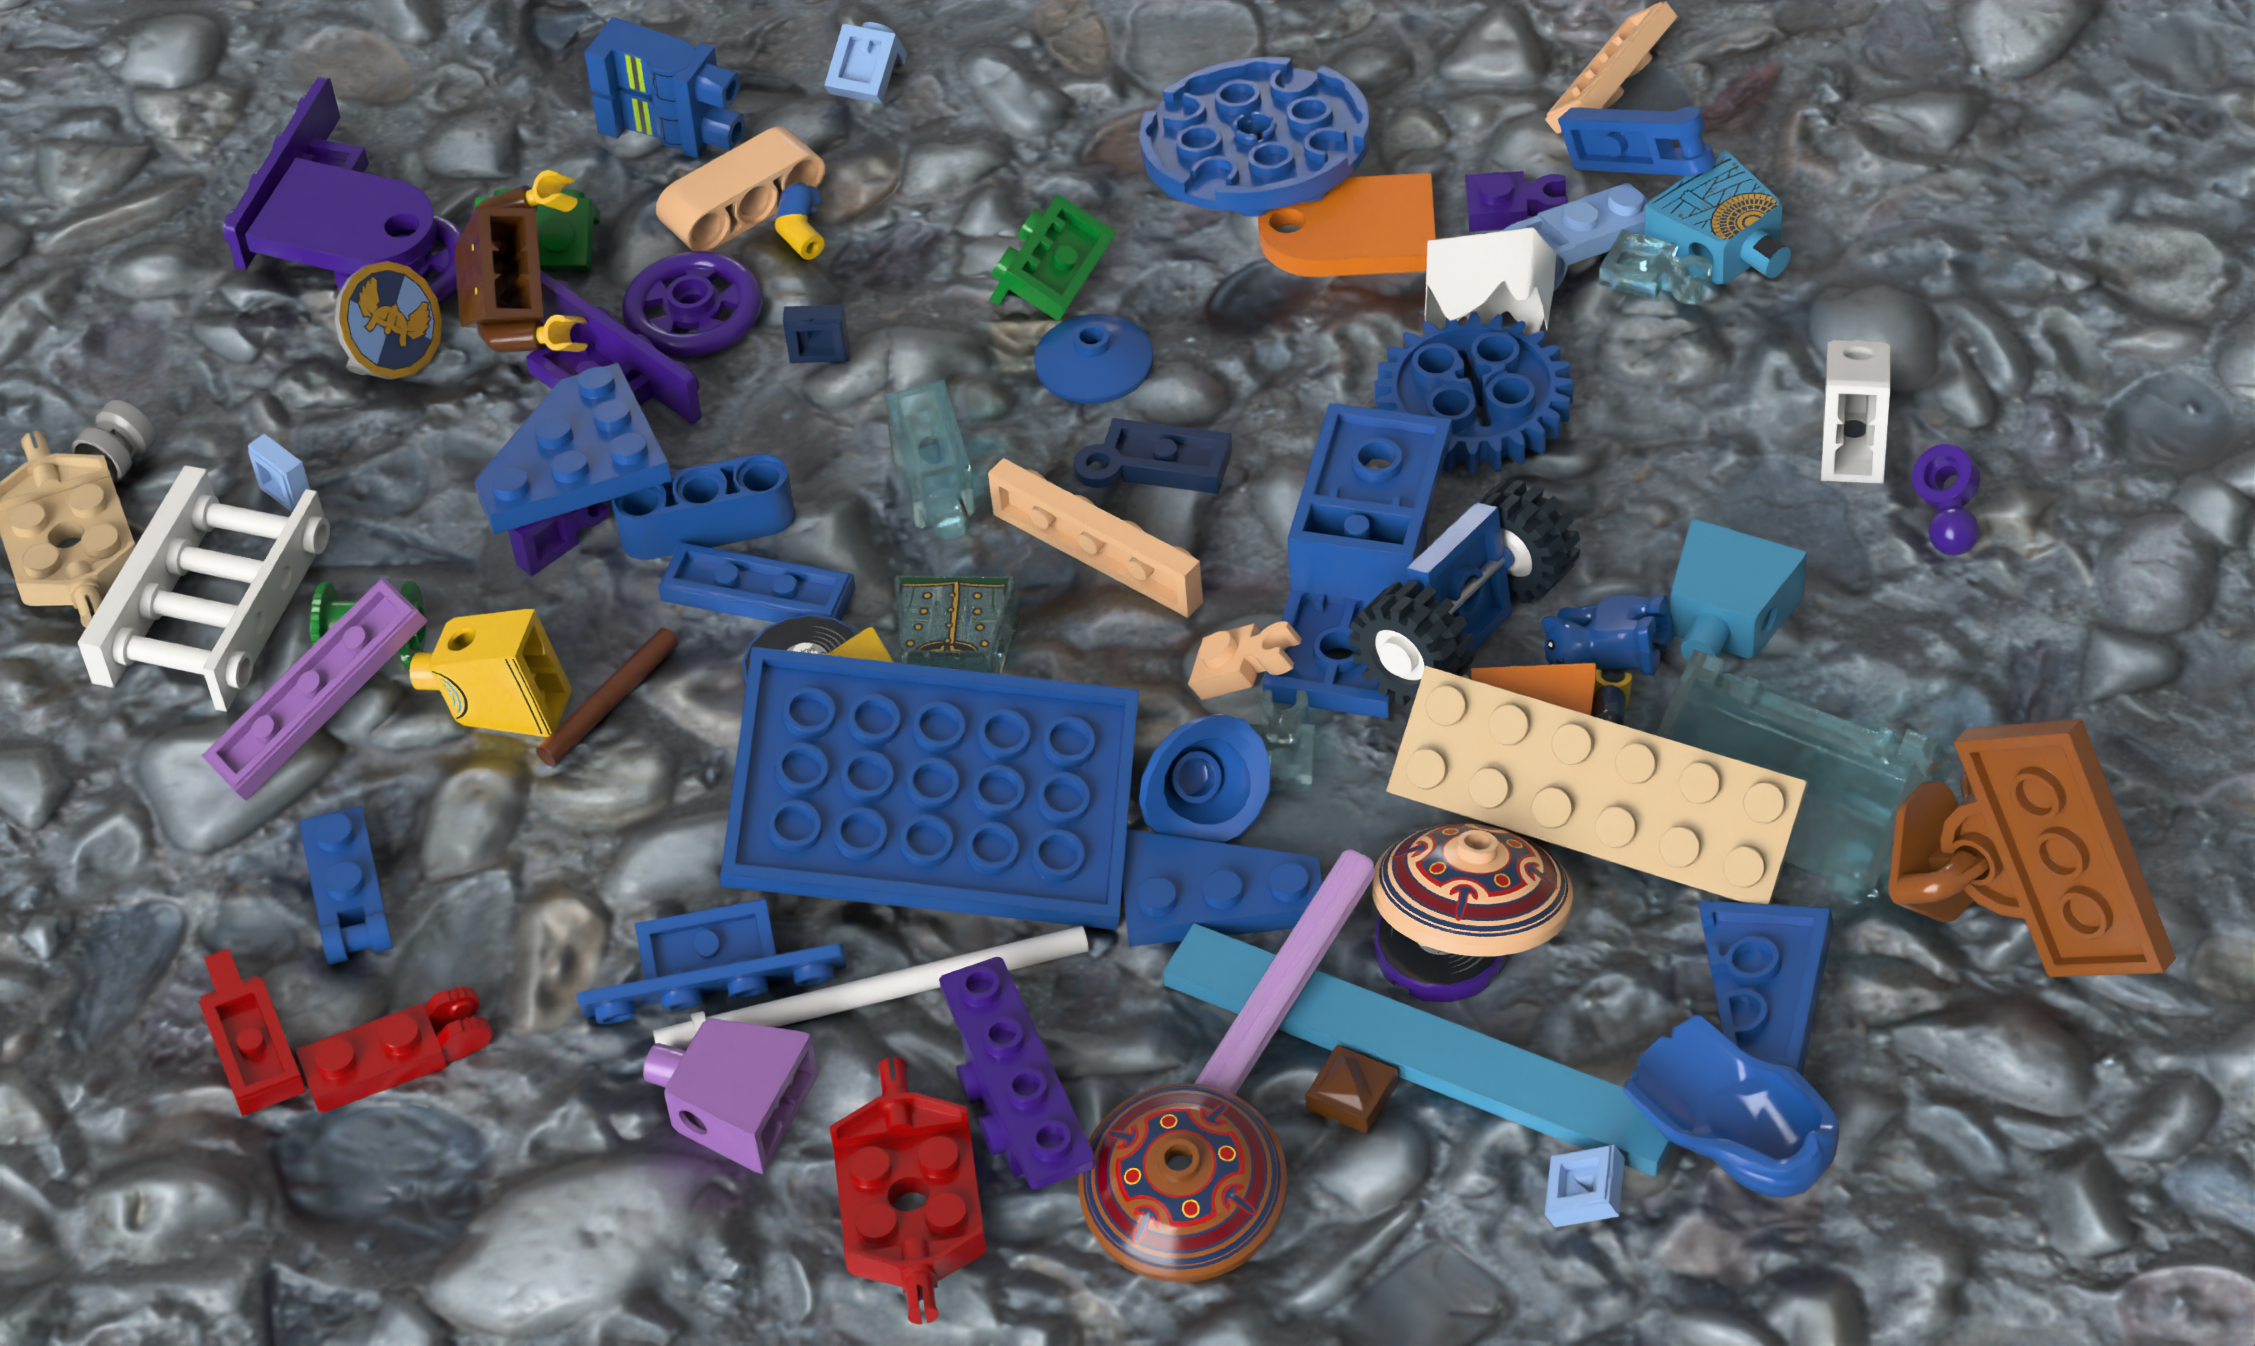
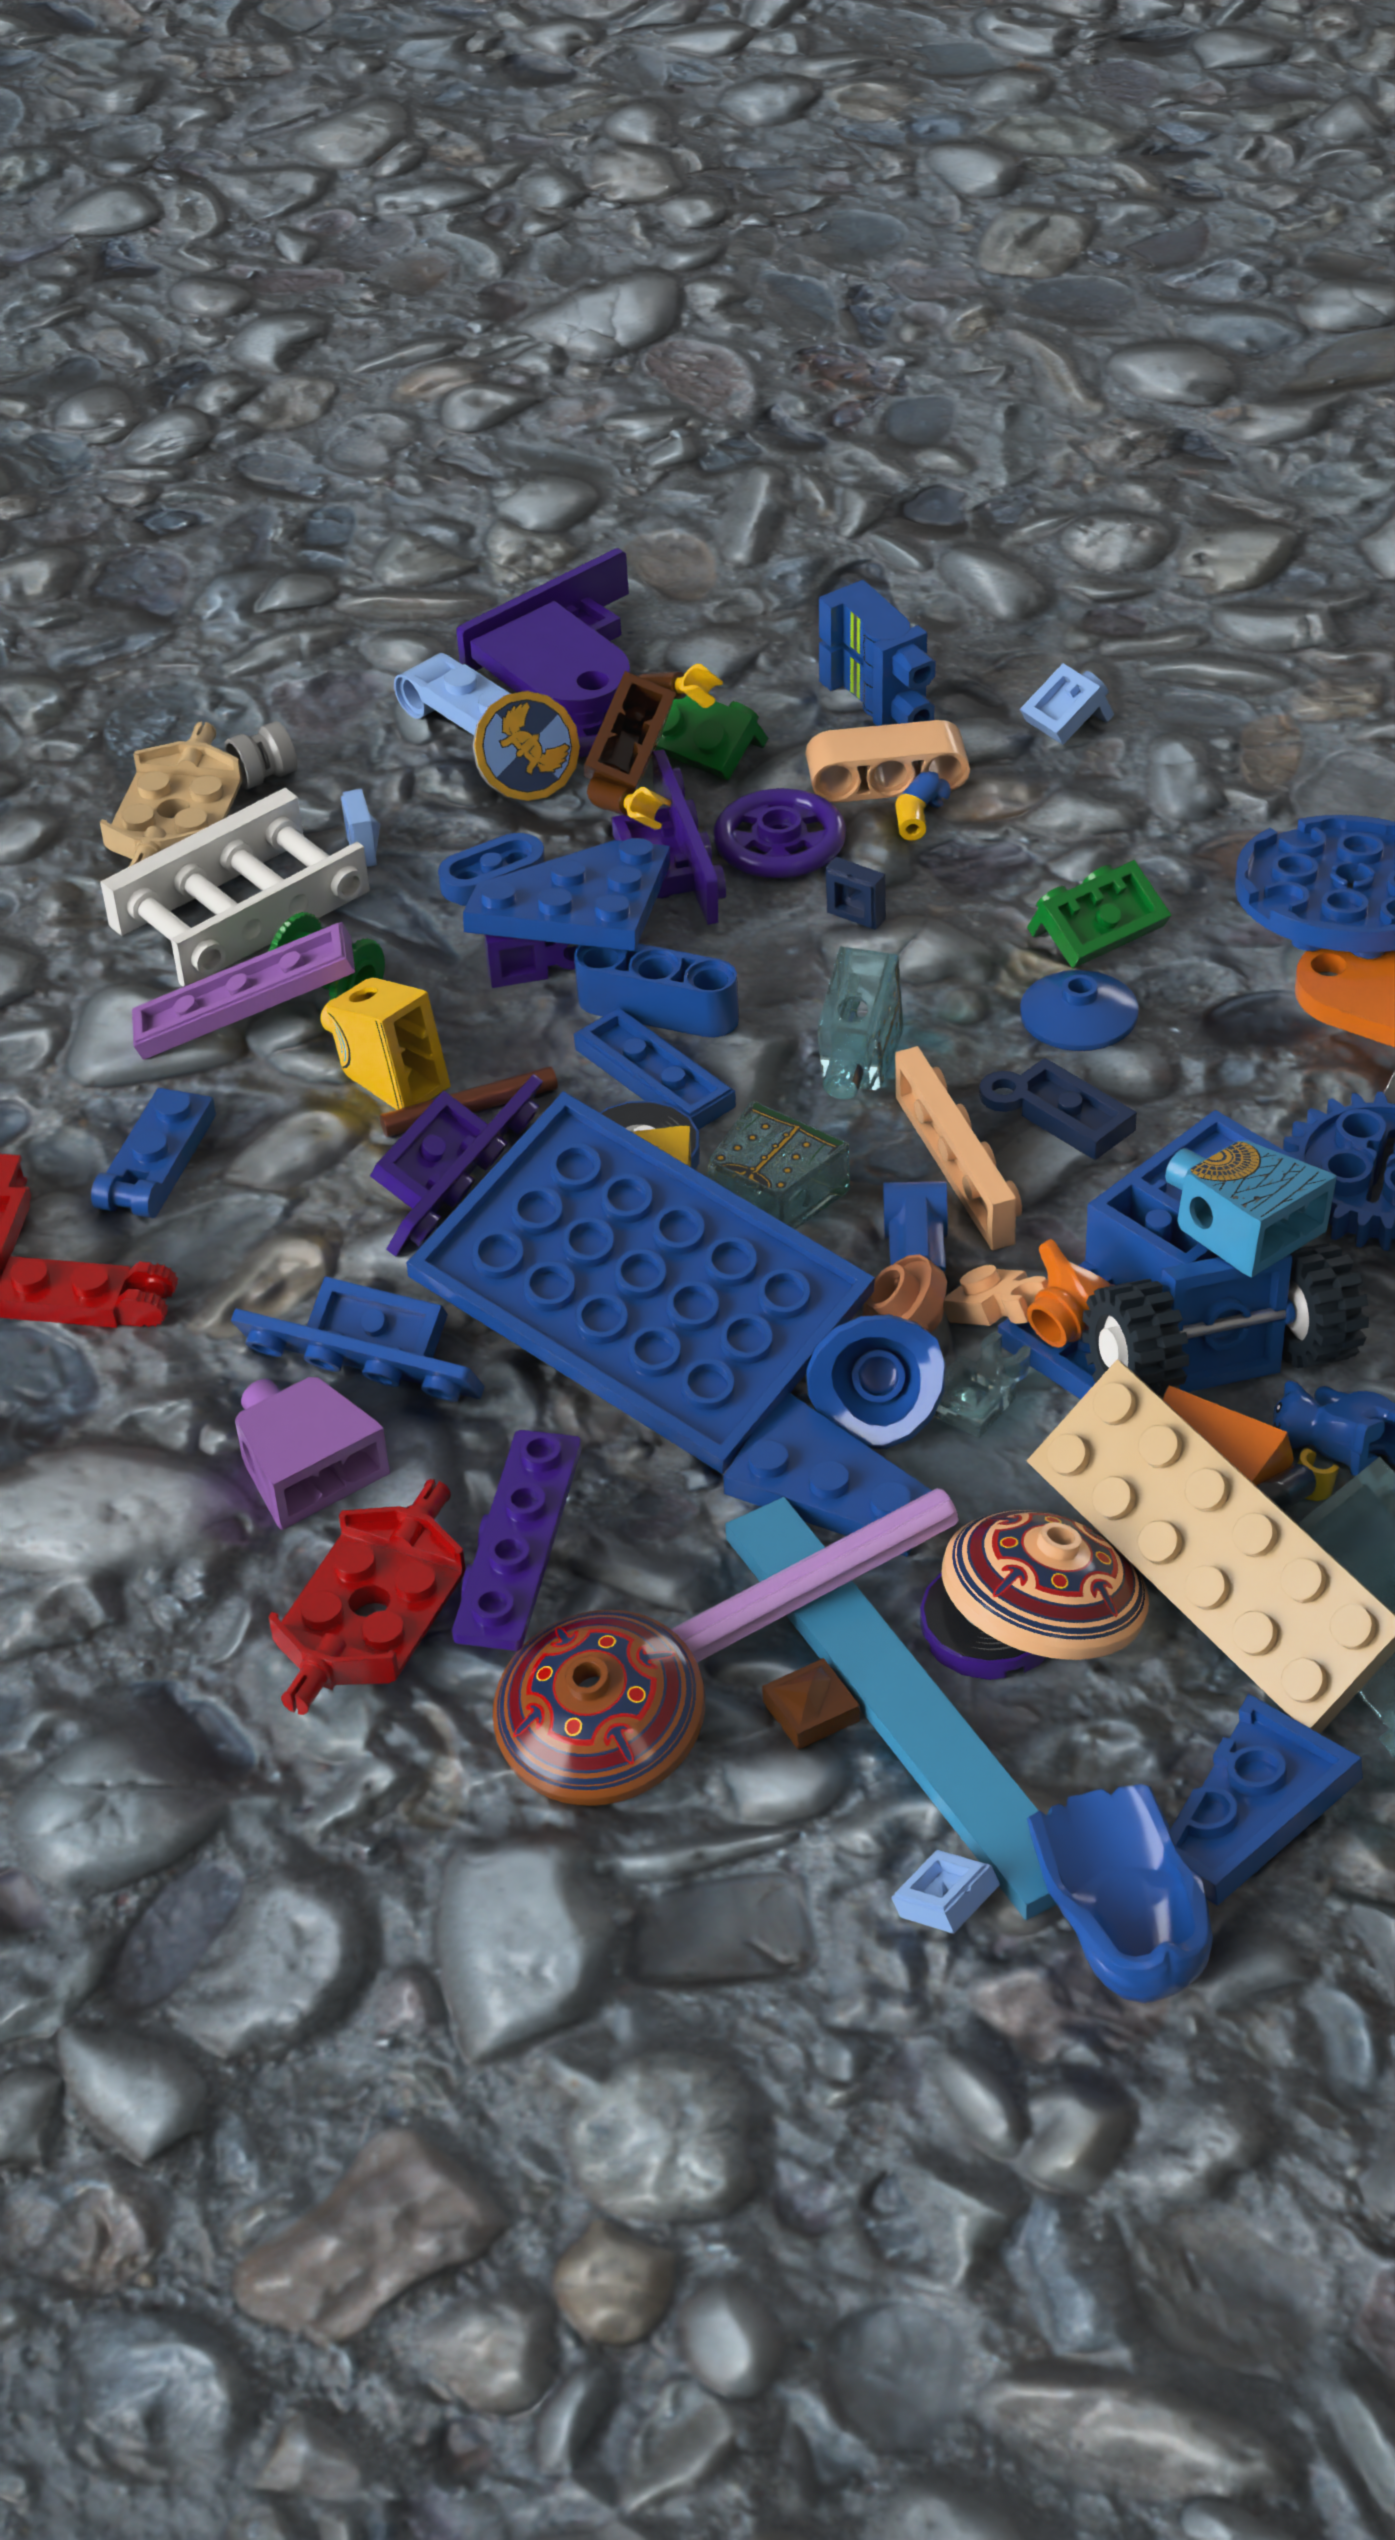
camera: 30 degrees right, 5 degrees down
(265, 294) = (447, 688): none -> light blue plate
(444, 458) = (487, 861): none -> blue plate
(636, 760) = (439, 1153): none -> dark purple bracket
(880, 987) = (500, 1428): white bar -> none
(1117, 624) = (916, 1220): none -> blue piece
(1170, 694) = (910, 1290): none -> nougat plate
(1321, 631) = (1060, 1307): none -> orange animal
(1437, 476) = (1250, 1203): none -> dark azure torso

